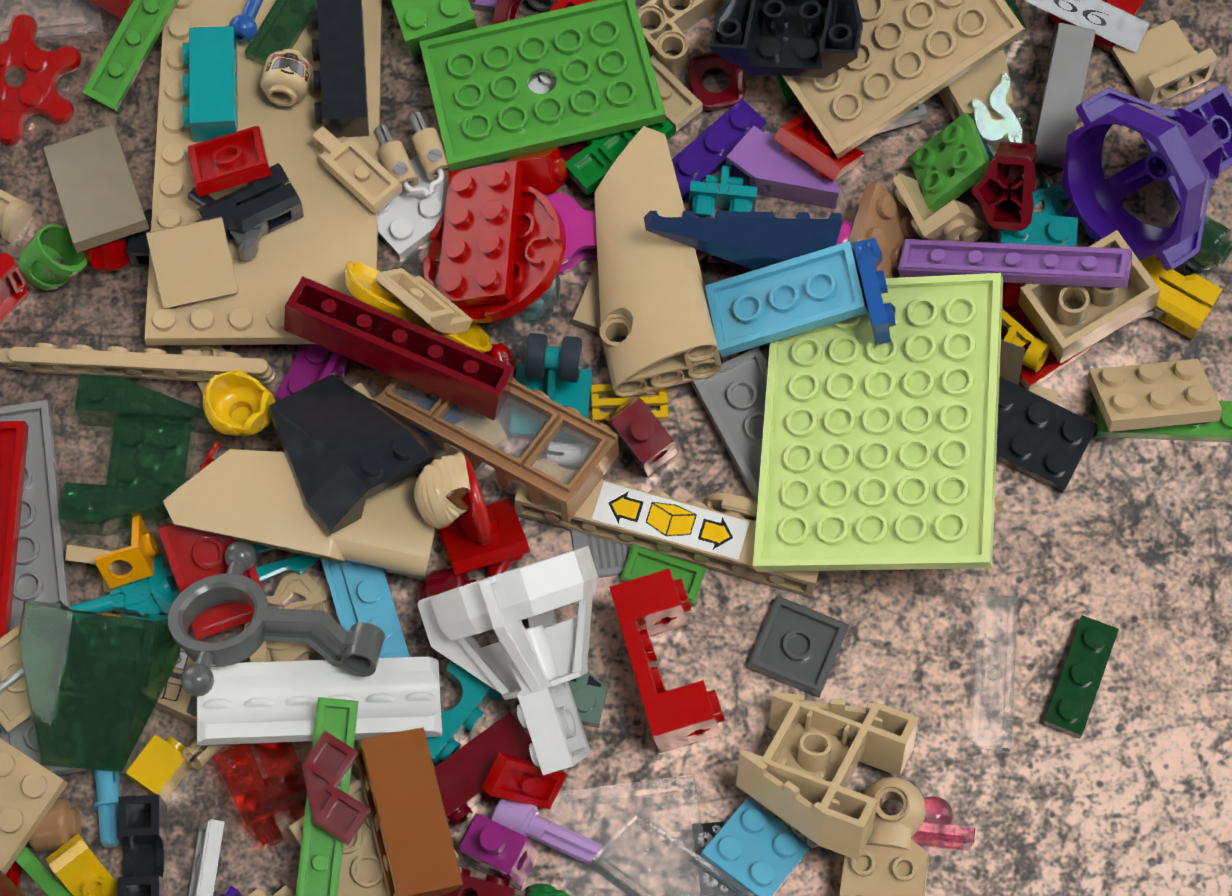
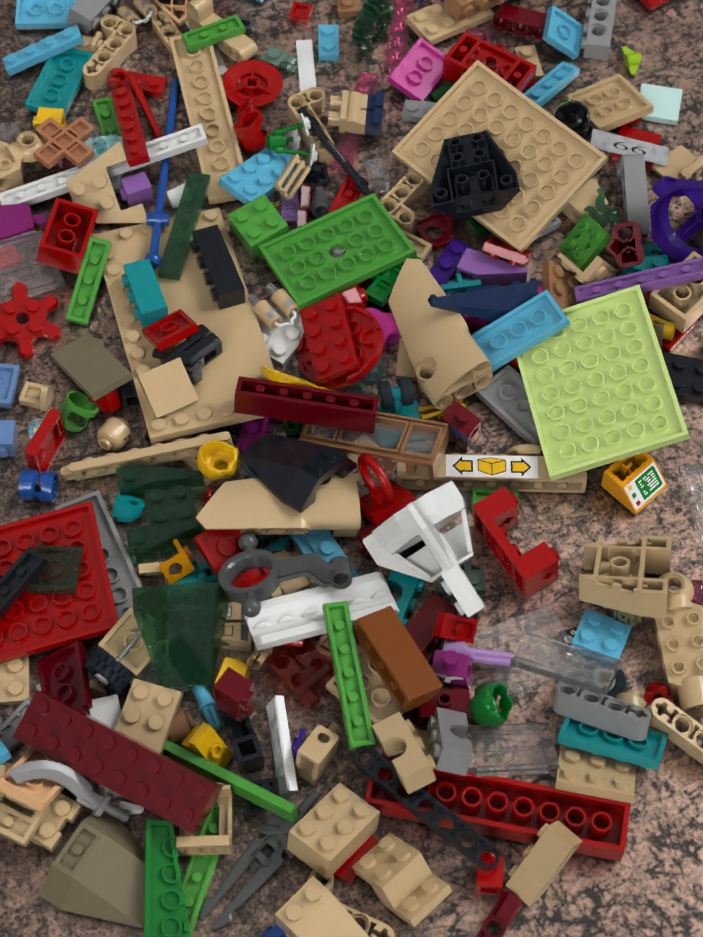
camera: 15 degrees left, 10 degrees down
(82, 442) = (127, 508): none -> teal piece
(100, 310) = (114, 434): none -> tan head
(136, 813) = (235, 695): none -> dark red brick
(286, 77) = (188, 279): tan head -> none
(330, 806) = (350, 662): dark red tile -> none
(356, 169) = (245, 319): tan hinge -> none
(375, 380) = (292, 429): none -> dark green pin
(425, 301) = (312, 376): tan slope -> none
(440, 490) = (358, 473): tan hair -> none
(798, 646) = (585, 520): dark grey tile -> none
(874, 284) = (578, 322): blue hinge -> none
(895, 605) = (634, 481): none -> light orange slope

